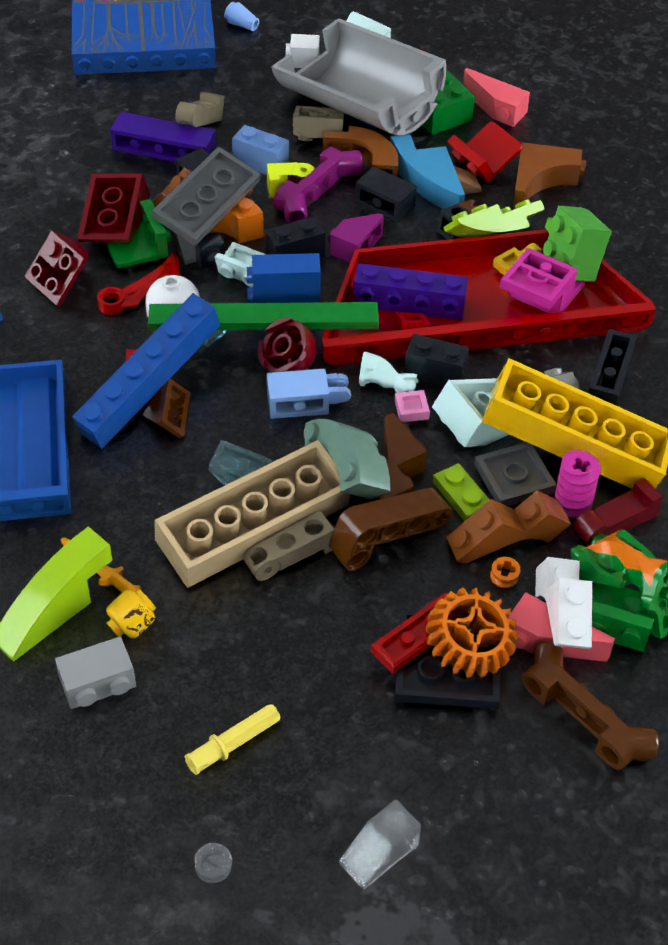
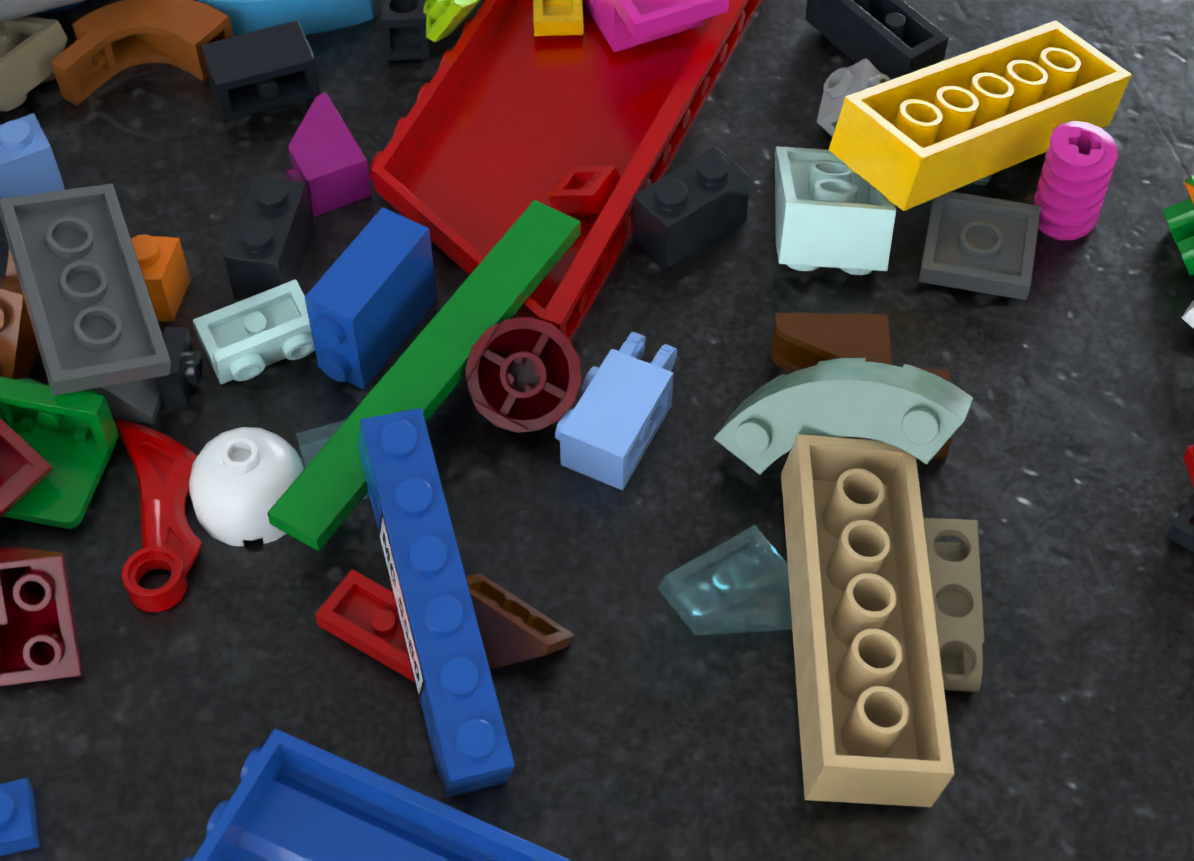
camera: 55 degrees left, 5 degrees up
(282, 172) = (100, 158): neon yellow leg -> none
(334, 164) = (156, 186): magenta plate -> none
(380, 371) = (653, 286): light aqua animal -> none
(384, 521) = (1001, 453): reddish brown beam -> none
(412, 406) = (752, 288): bright pink plate -> none
(413, 290) = (520, 154): dark purple brick -> none
(460, 490) = (966, 326): lime plate -> none
(499, 526) = (1089, 312): dark orange arch -> none
(505, 563) = (1148, 373): orange bush -> none
(620, 513) = (1135, 187): dark red leg -> none

